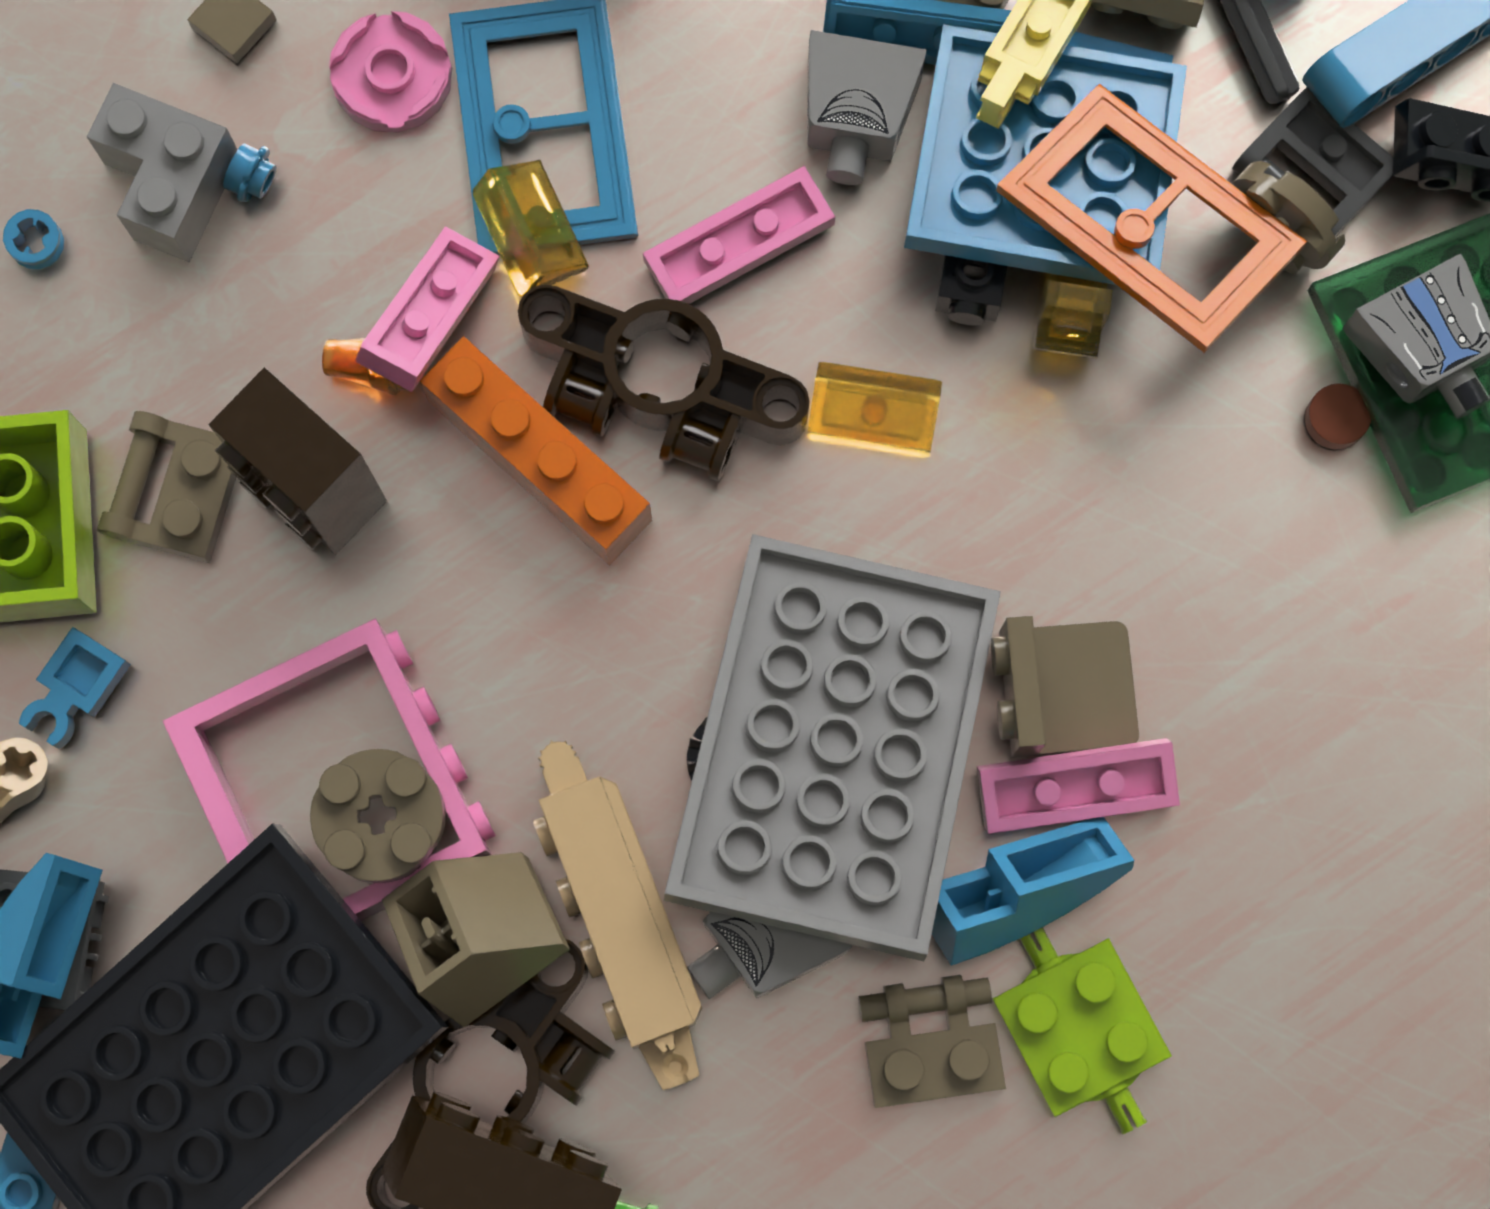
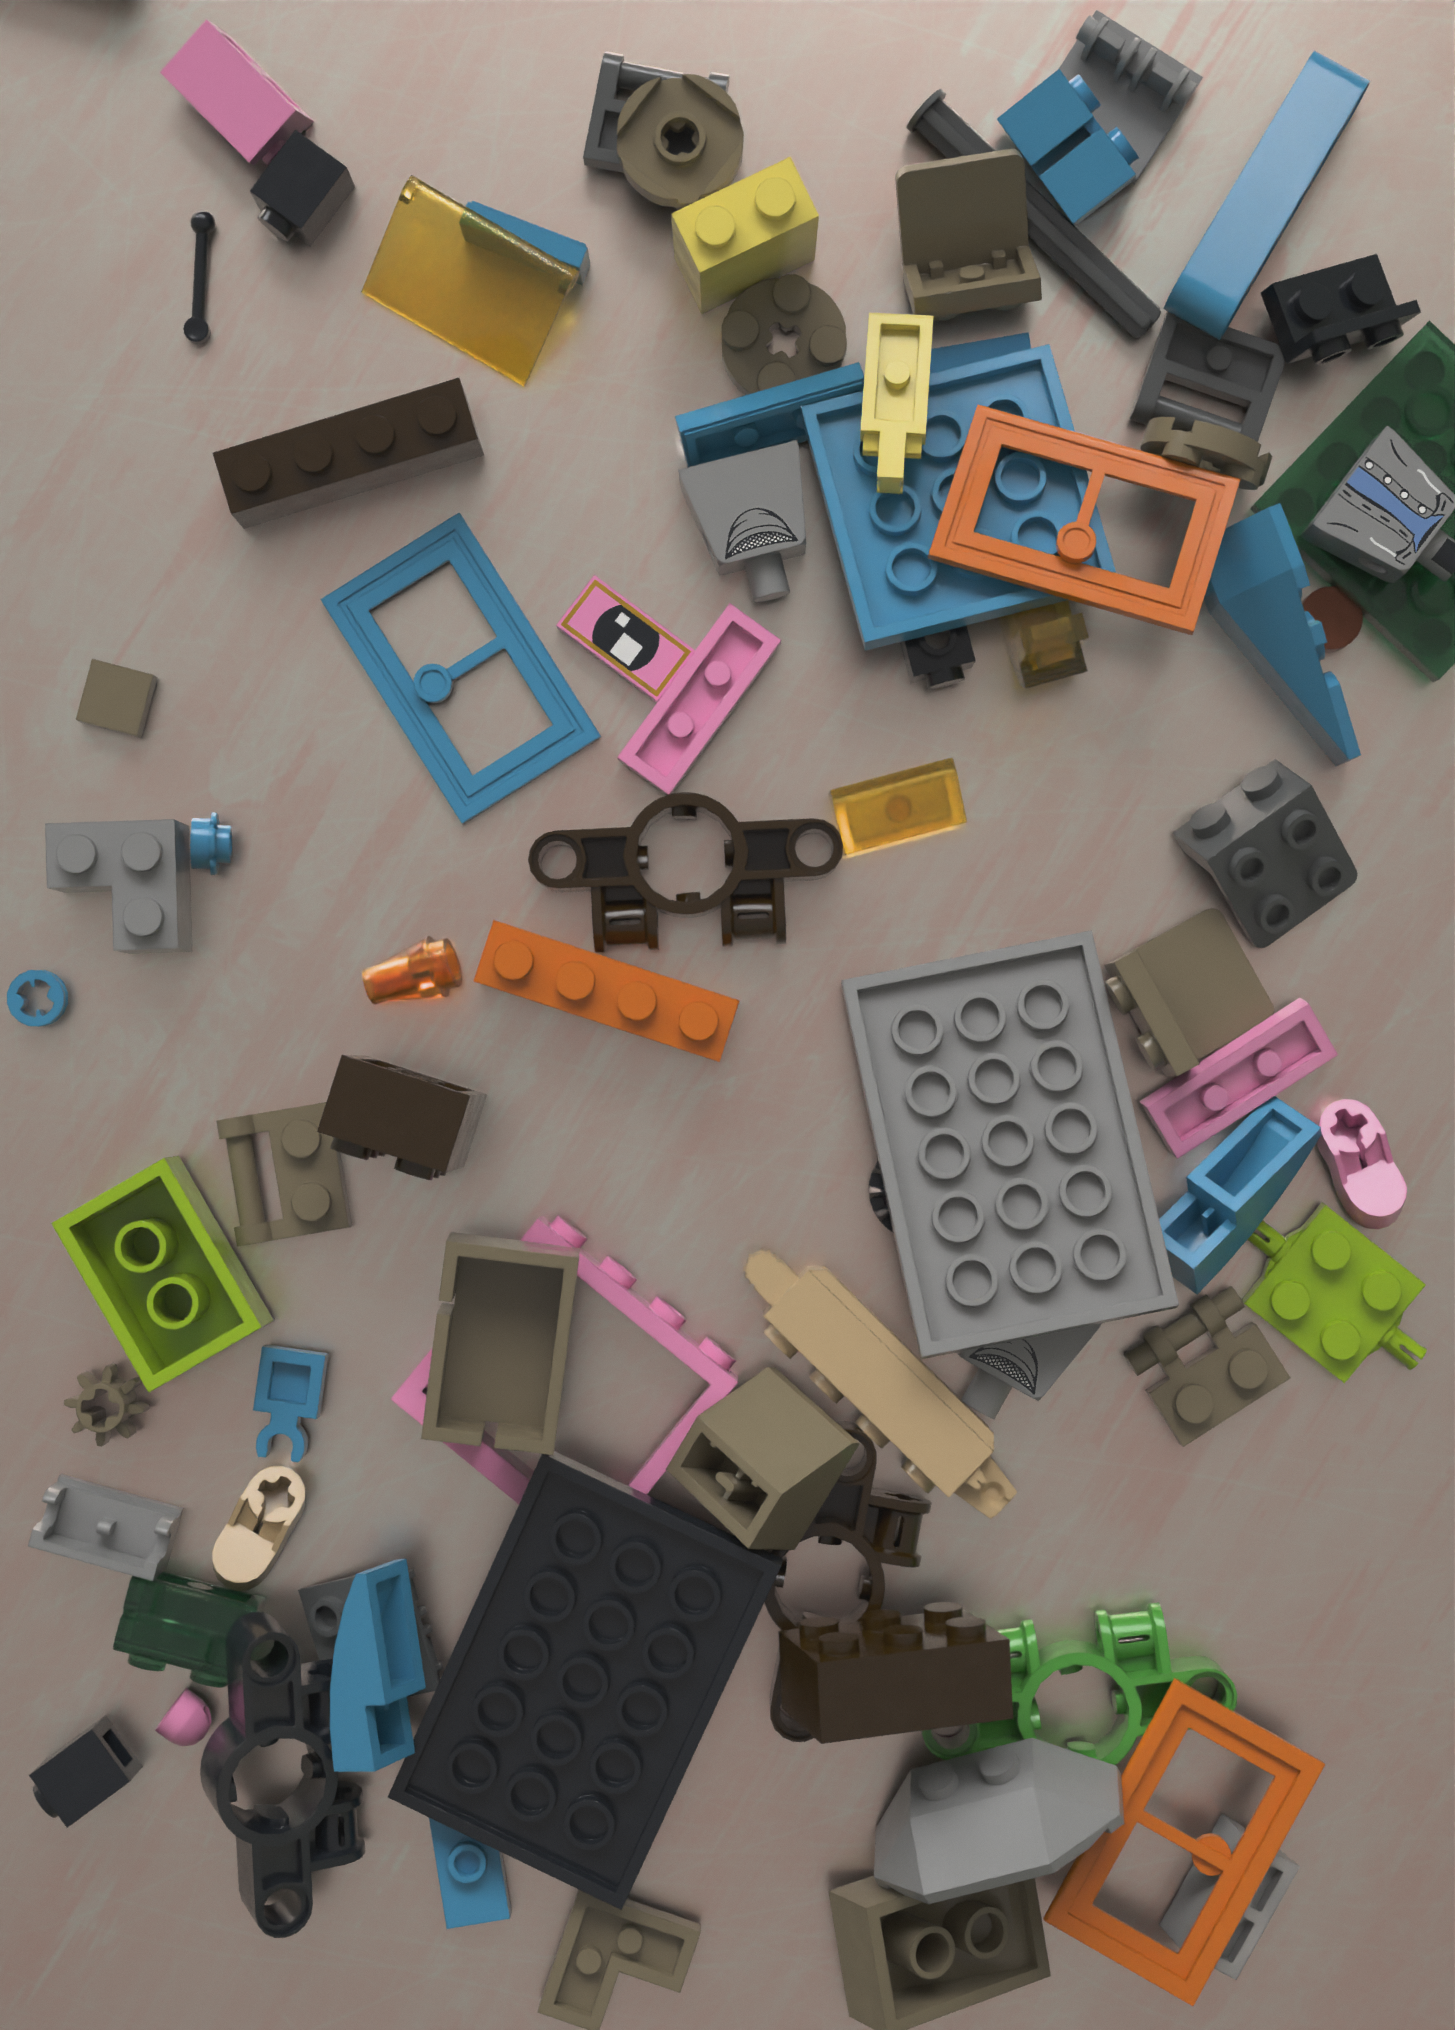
camera: 20 degrees left, 10 degrees up
(285, 711) = (500, 1342): none -> dark tan piece
(347, 791) = (618, 1435): dark tan plate -> none
(390, 71) = (292, 681): bright pink tile -> none
(427, 309) = (445, 906): bright pink plate -> none
(528, 225) = (497, 777): clear yellow slope -> none
(697, 158) = (625, 638): none -> tile
(1155, 886) = (1353, 1134): none -> bright pink piece
(1196, 597) = (1269, 851): none -> dark grey bracket
(1276, 365) = (1260, 608): none -> dark azure wedge

